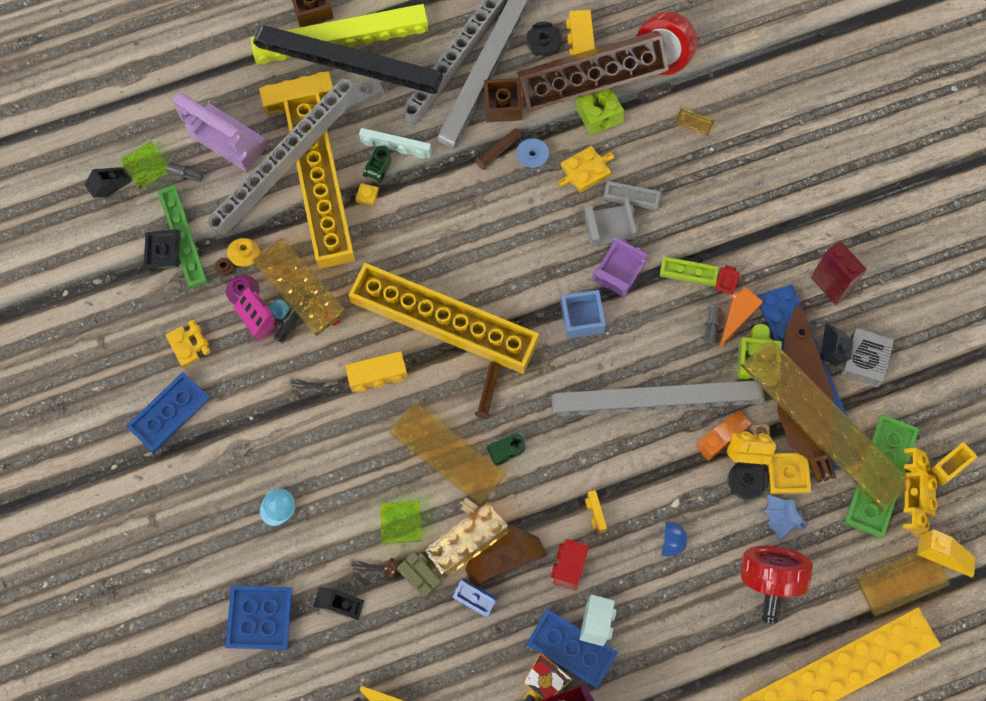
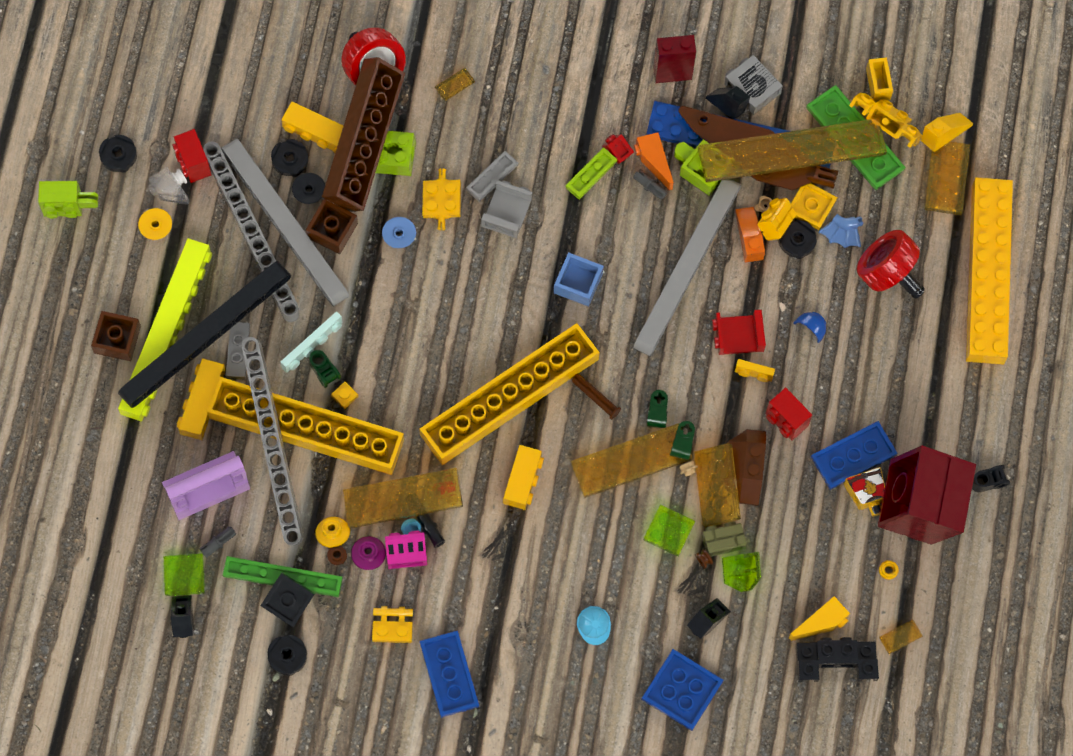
camera: 65 degrees left, 0 degrees up
(125, 284) = (288, 666): none -> black plate
(399, 608) = (742, 571): none -> clear neon green slope
(474, 597) = (768, 506): plate -> none
(484, 486) = (682, 443): none -> dark green piece
(498, 148) = (374, 259): reddish brown axle -> none
(523, 60) = (308, 181): none -> black piece
(597, 620) = (844, 420): light aqua brick -> none
(620, 267) = (552, 225): medium lavender panel -> none
(623, 478) = (739, 333): none -> red panel

